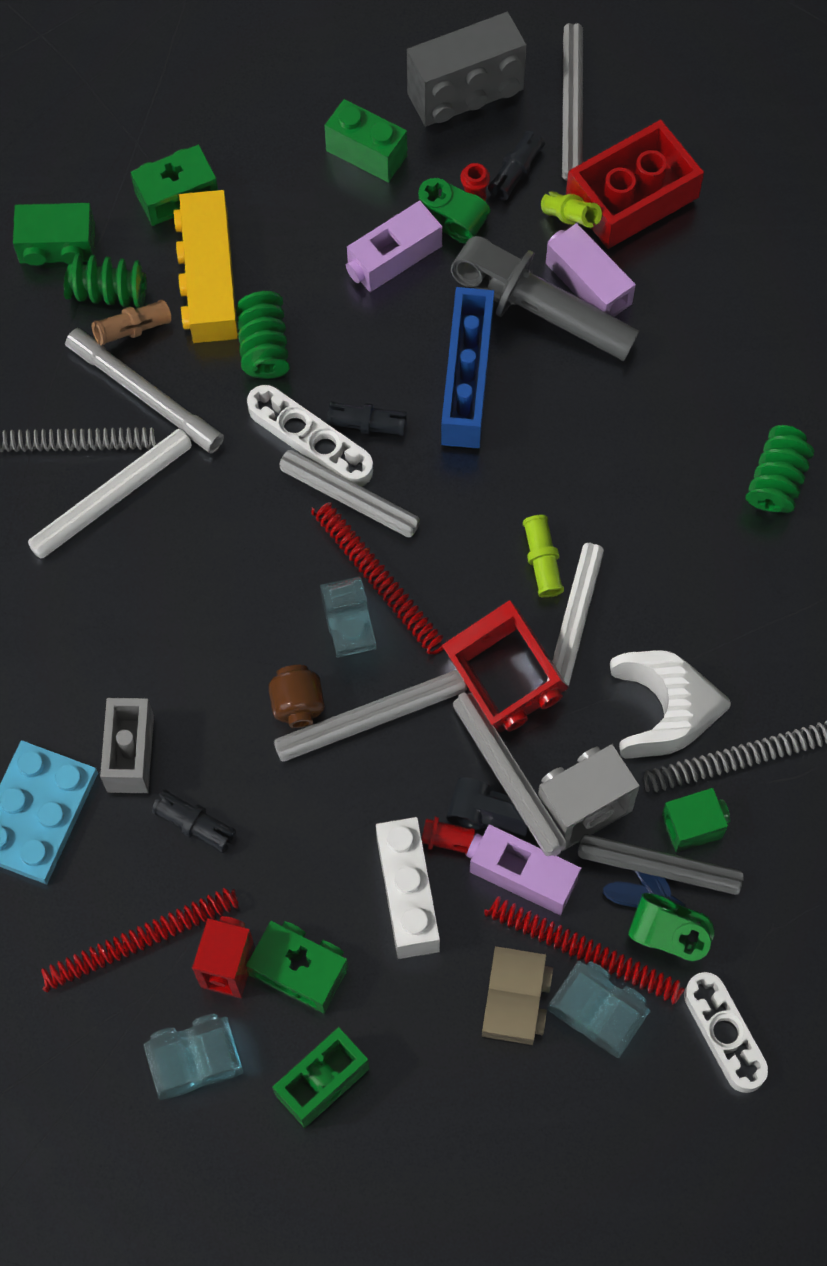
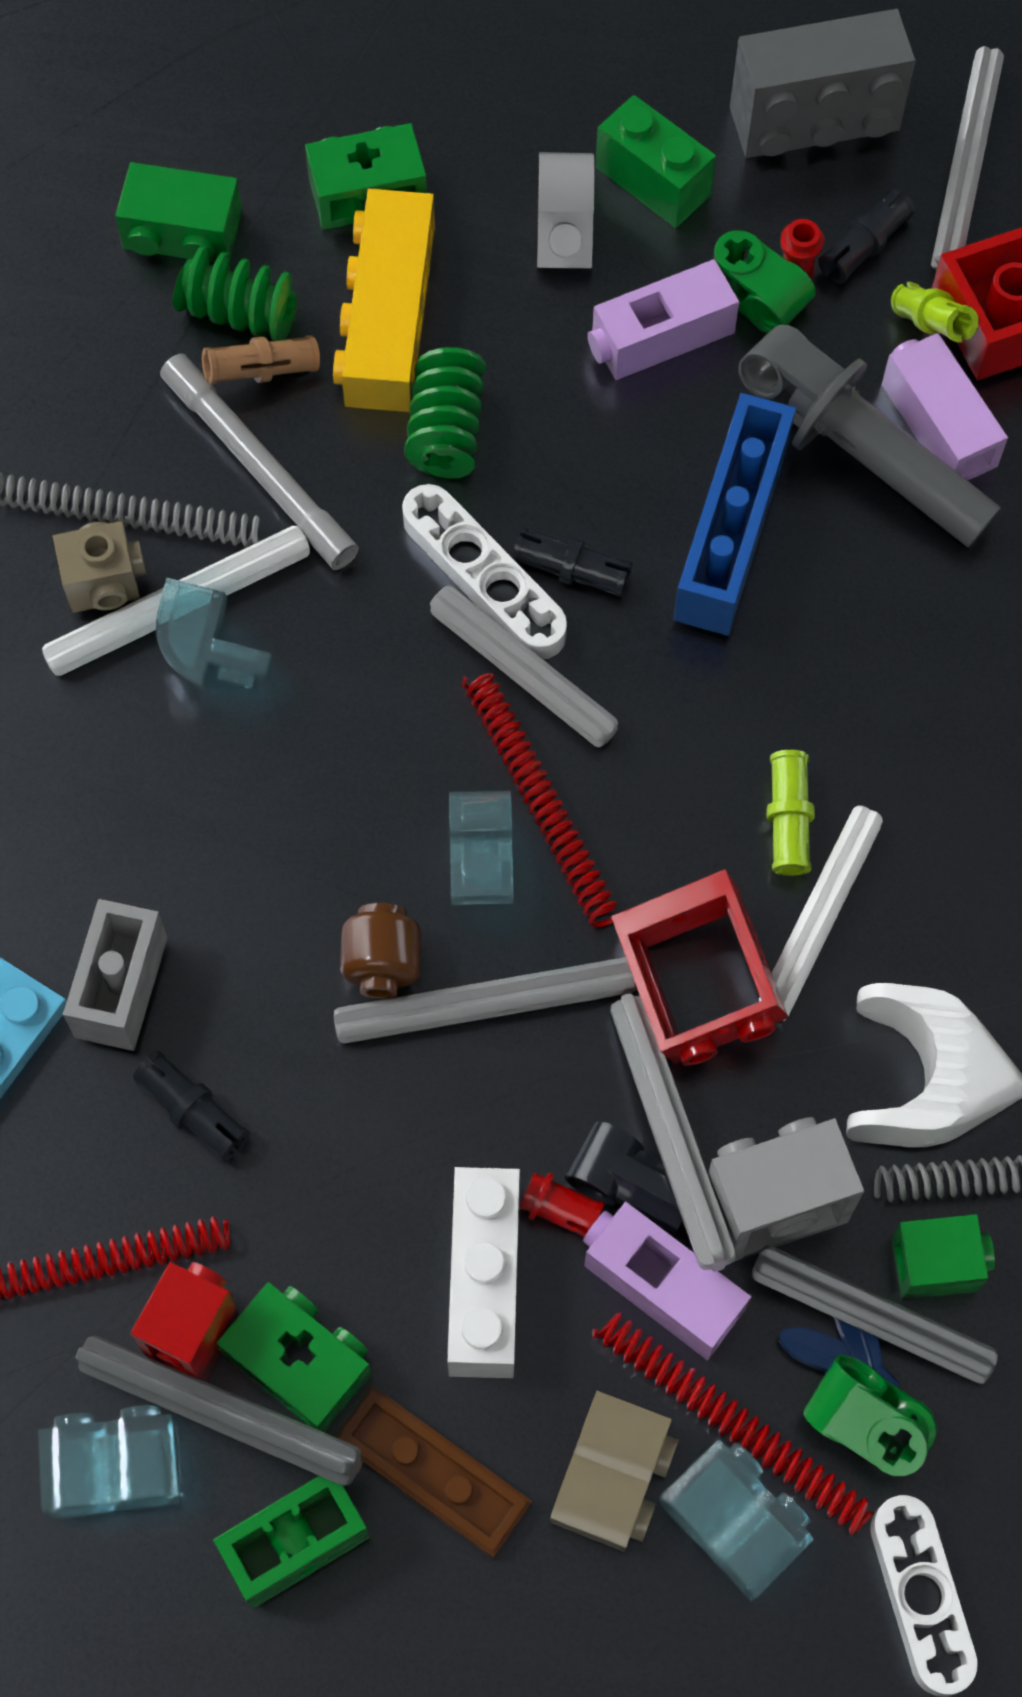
camera: 10 degrees right, 0 degrees up
(55, 480) = (99, 566): none -> dark tan brick
(126, 518) = (189, 634): none -> clear light blue brick
(257, 1007) = (220, 1410): none -> dark grey axle
(313, 183) = (565, 210): none -> light grey brick
(400, 1020) = (434, 1472): none -> reddish brown tile

